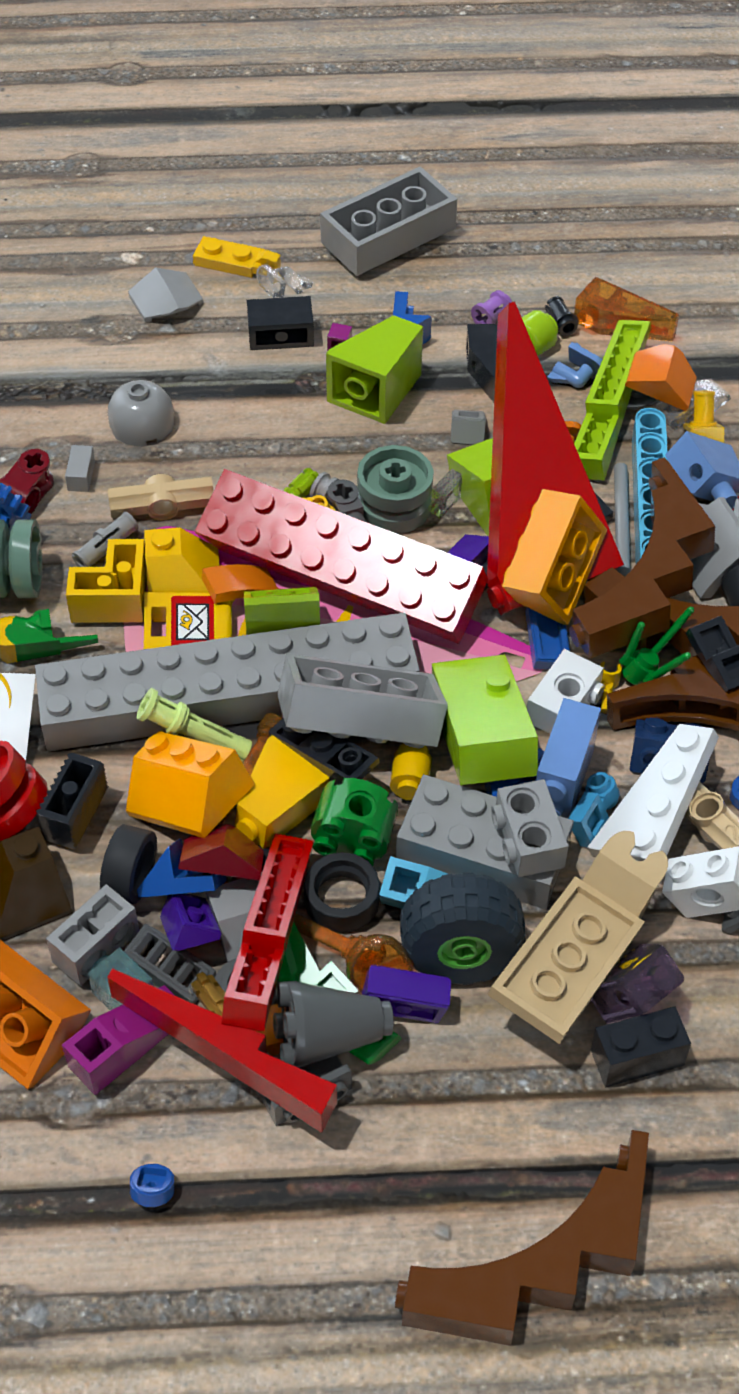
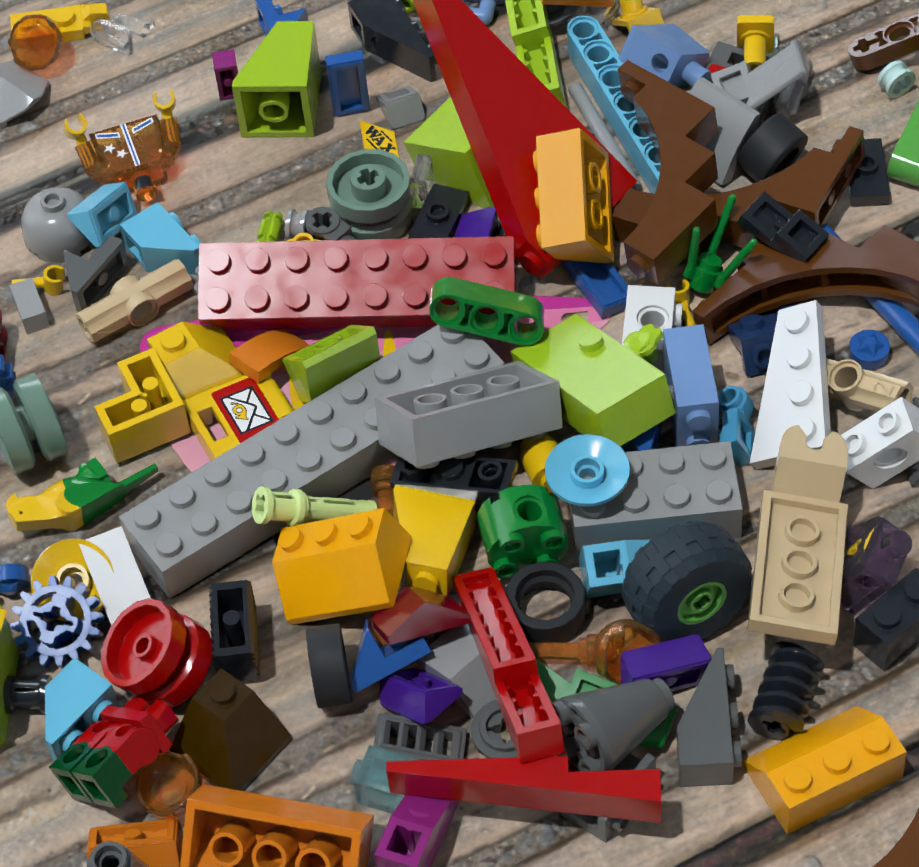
camera: 20 degrees left, 0 degrees up
(91, 933) = (334, 745): light grey brick -> none
(97, 546) = (112, 349): light grey pin -> none
(108, 454) = (51, 281): none -> yellow hand
(136, 465) = (94, 276): none -> dark grey slope
(177, 417) = (103, 212): none -> medium azure slope
(207, 263) = (35, 42): none -> clear orange hair
(208, 452) = (158, 238): none -> medium azure slope
(209, 992) = (474, 747): pearl gold axle -> none
(229, 380) = (131, 151): none -> clear orange torso
(280, 323) = (147, 70): black brick -> none
(408, 620) = (500, 325): none -> green beam
(411, 1067) = (704, 731): none -> dark grey slope
(429, 388) = (347, 83): none -> blue tile
(431, 779) = (585, 457): none -> medium azure dish
(435, 447) = (378, 138): none -> yellow sticker
(447, 526) = (440, 213): none -> black plate
(501, 1063) = (785, 691): none -> black piece
(501, 1150) = (827, 767): none -> light orange slope
(536, 827) = (704, 457): light grey brick -> none
(543, 704) = (644, 342): none -> lime plant

